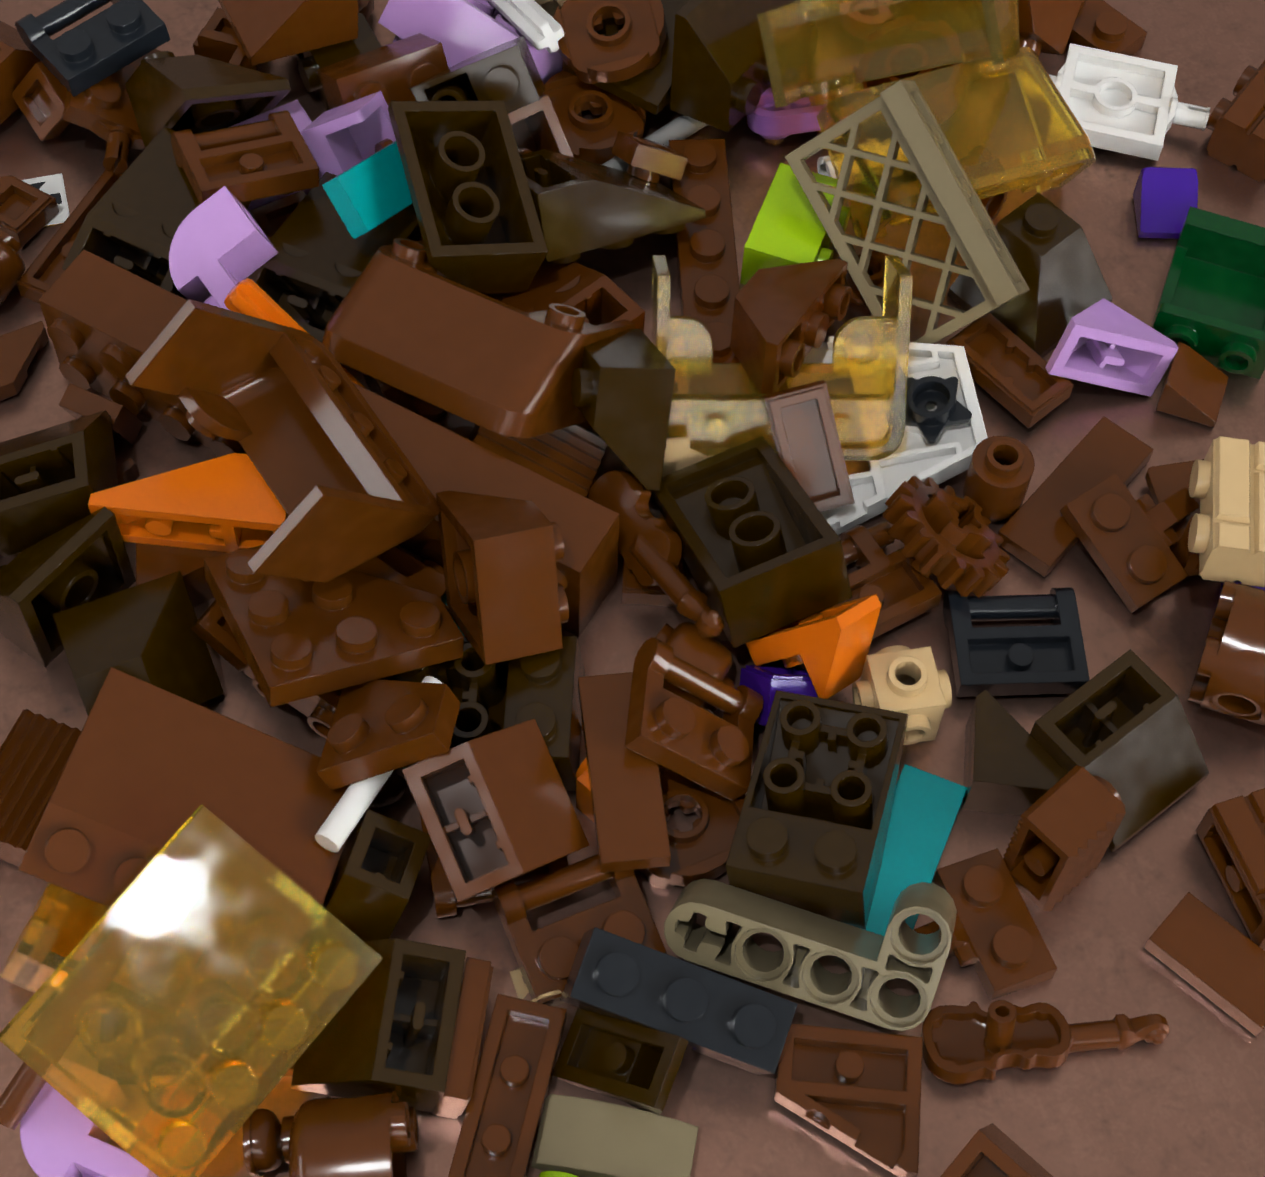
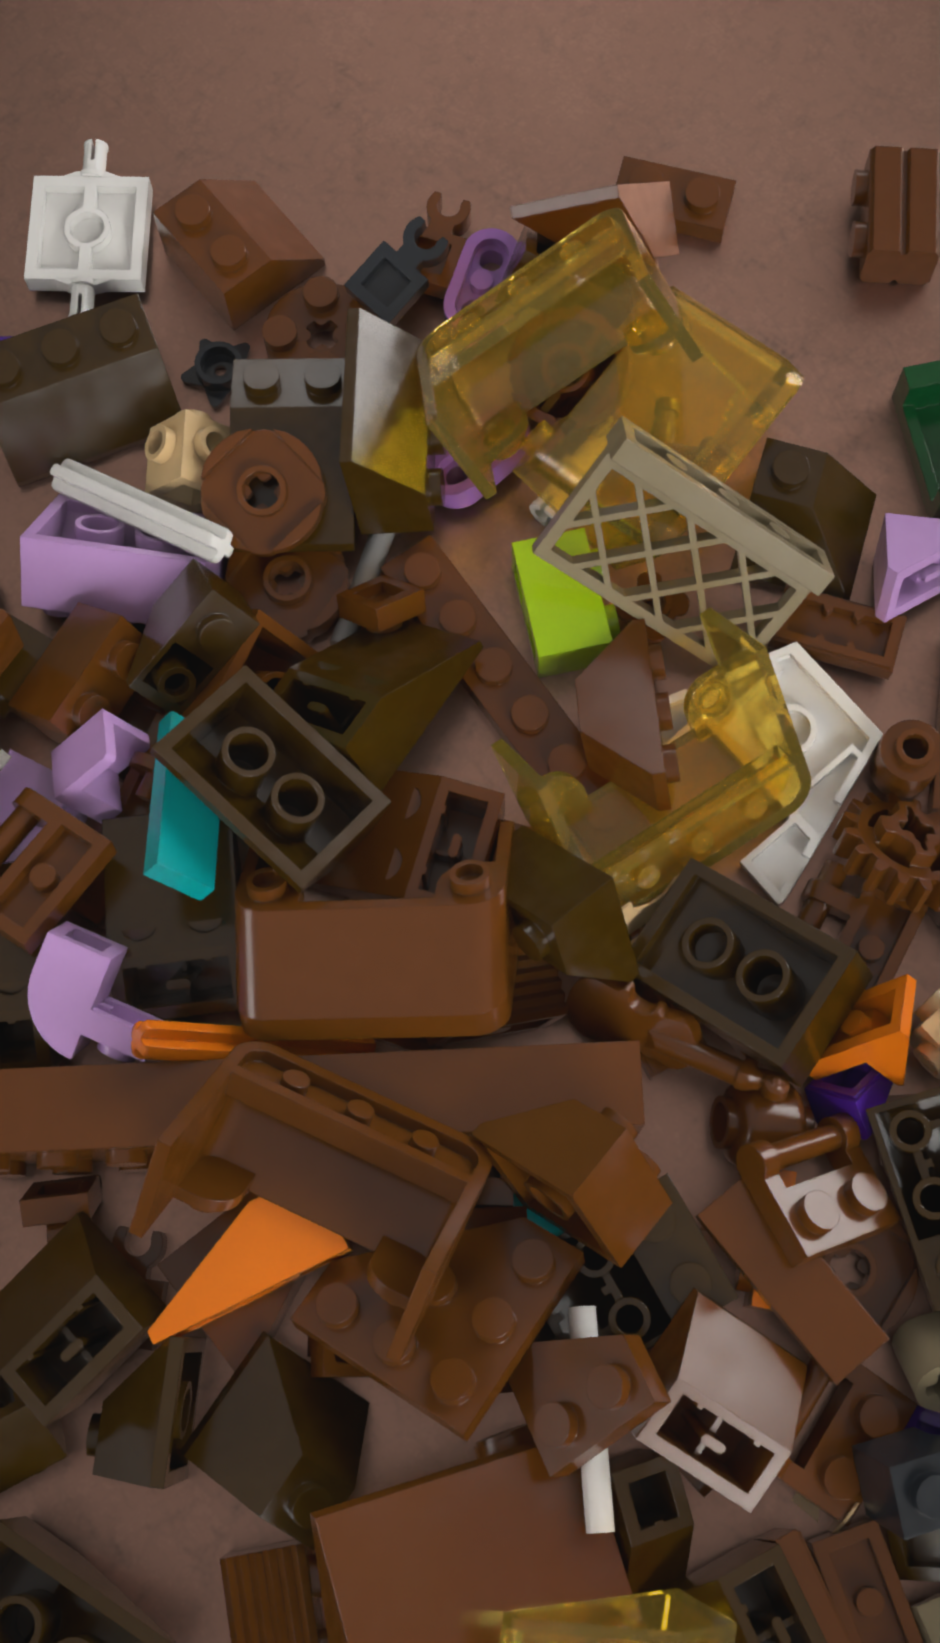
camera: 25 degrees left, 15 degrees up
(810, 443) = (738, 841): reddish brown tile -> none
(937, 392) = (825, 718): black plate -> none
(1124, 100) = (761, 272): white plate -> none
(1163, 200) = (864, 364): dark purple slope -> none

